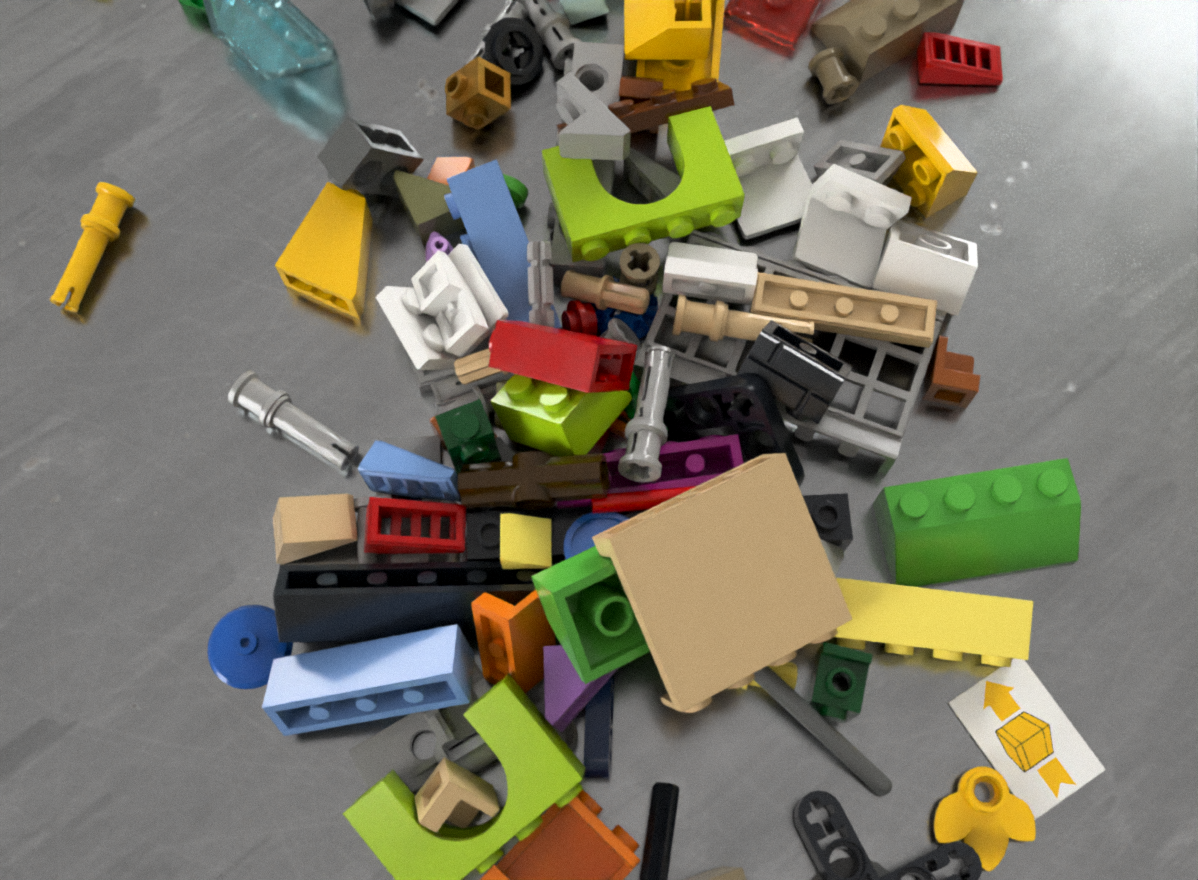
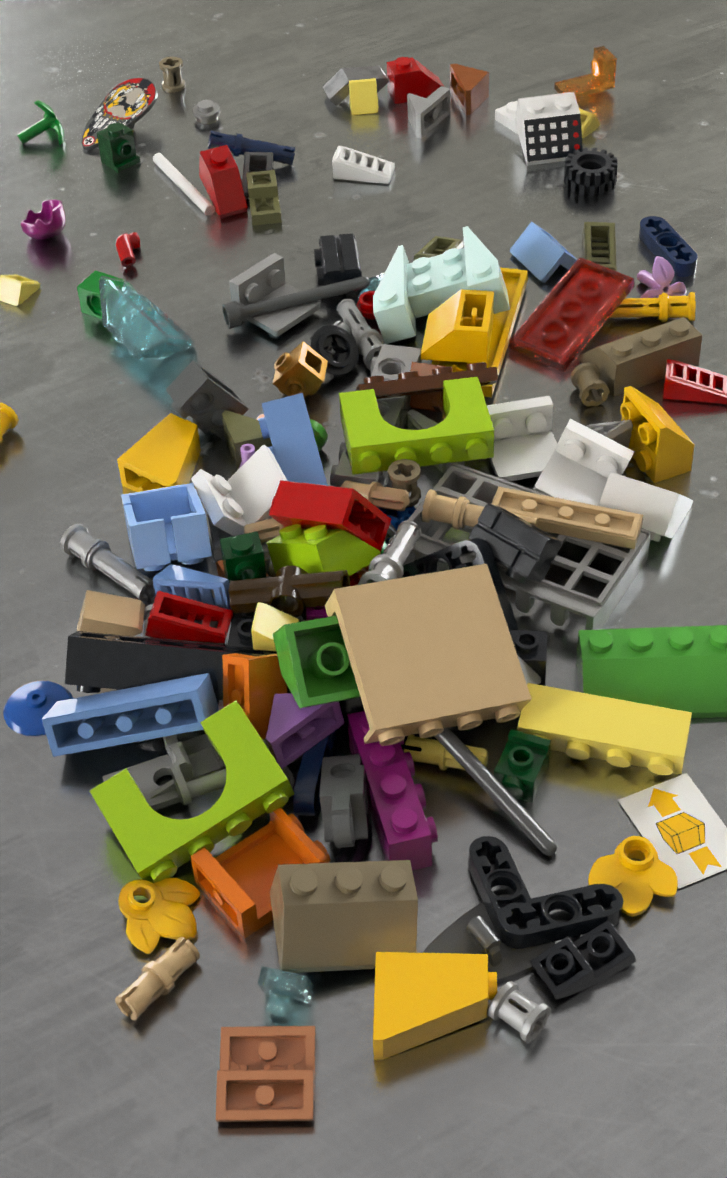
camera: 10 degrees right, 25 degrees down
(356, 376) = (166, 527): none -> light blue piece
(448, 297) = (249, 485): white slope -> none
(454, 796) = (182, 795): tan panel -> none
(540, 283) = (322, 466): light grey axle -> none
(591, 126) = (377, 375): light grey slope -> none
(646, 771) = (344, 800): none -> dark grey piece
(701, 759) = (393, 797): none -> magenta brick
(710, 273) = (458, 482): white panel -> none
(950, 377) = (652, 582): dark orange panel -> none

